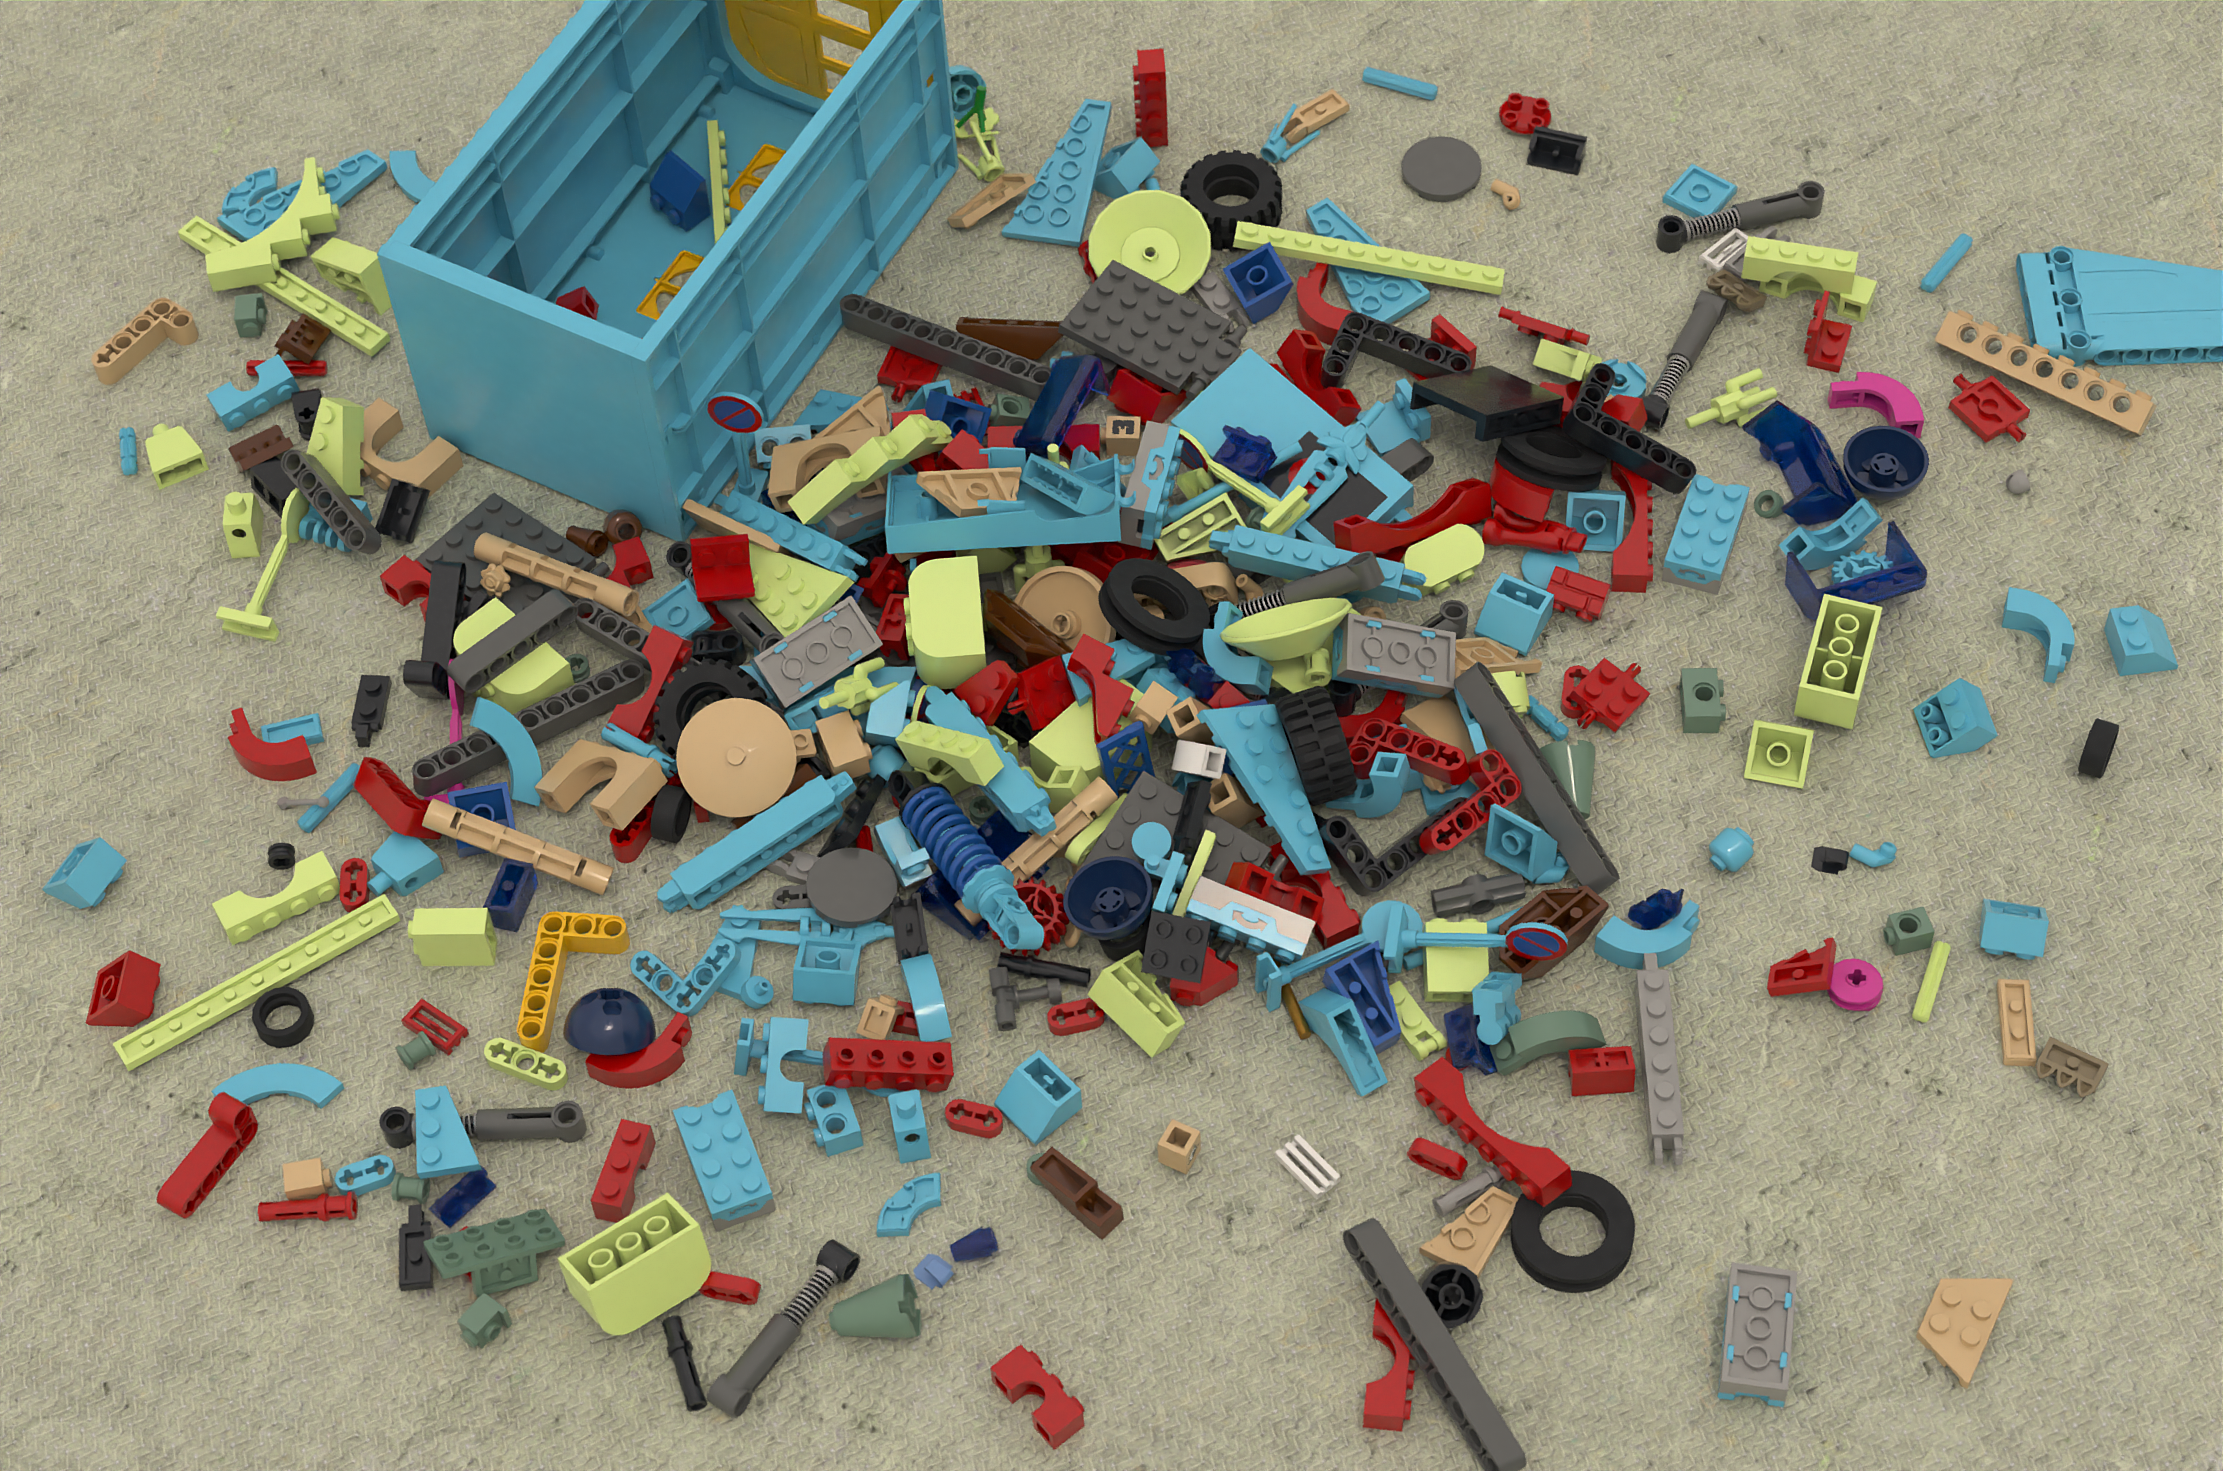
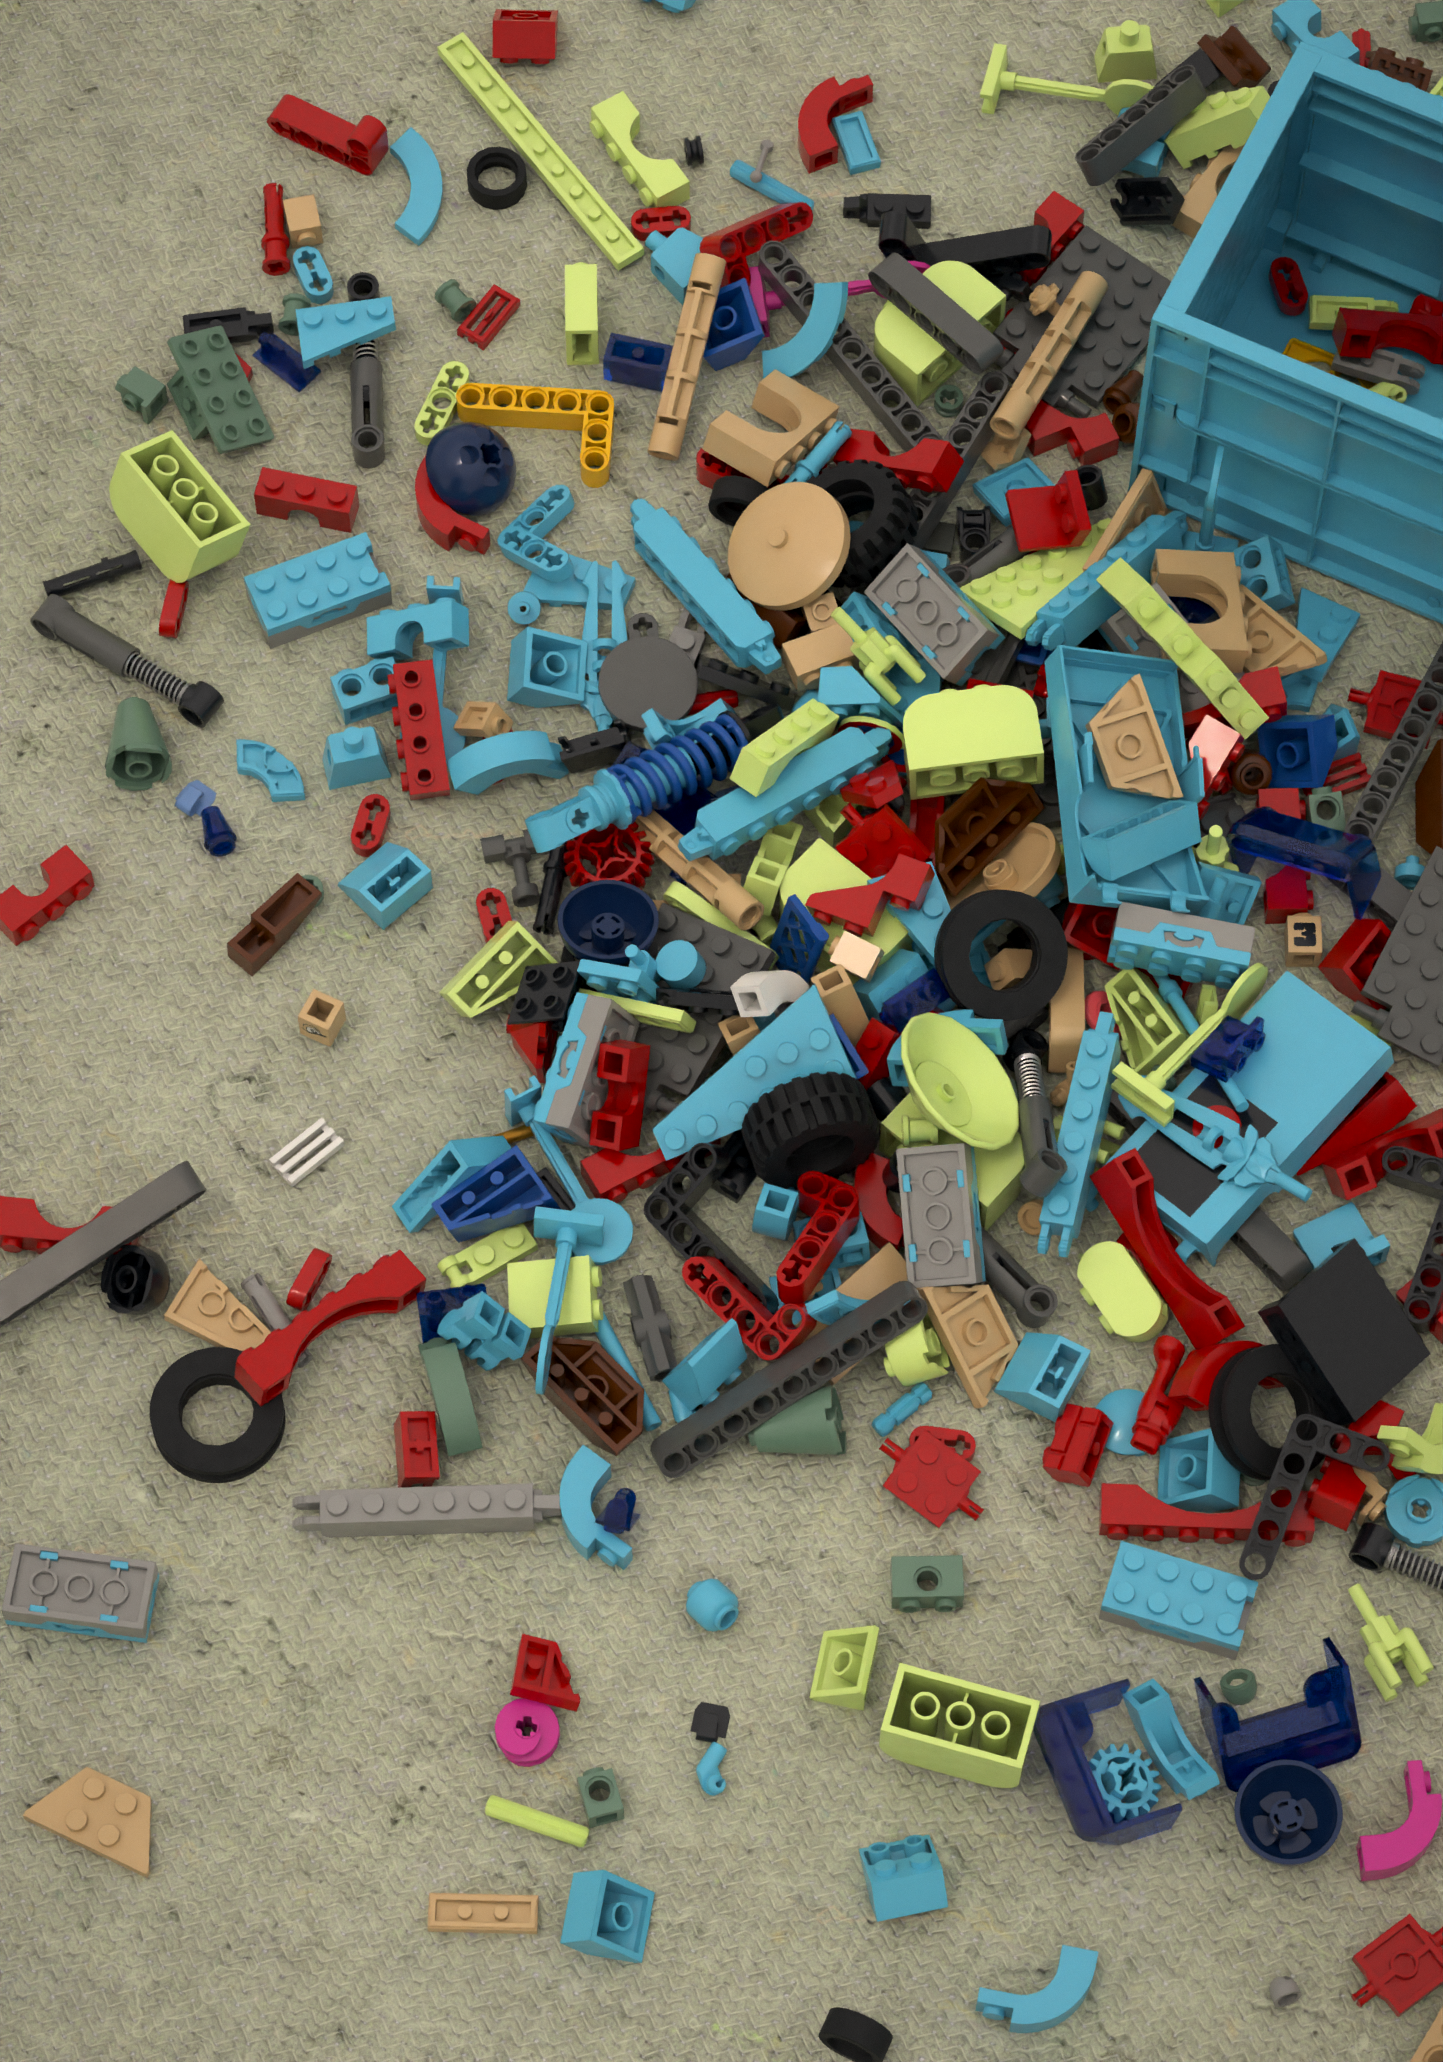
camera: 85 degrees right, 10 degrees up
(2070, 1067) = (416, 1963): dark tan plate -> none

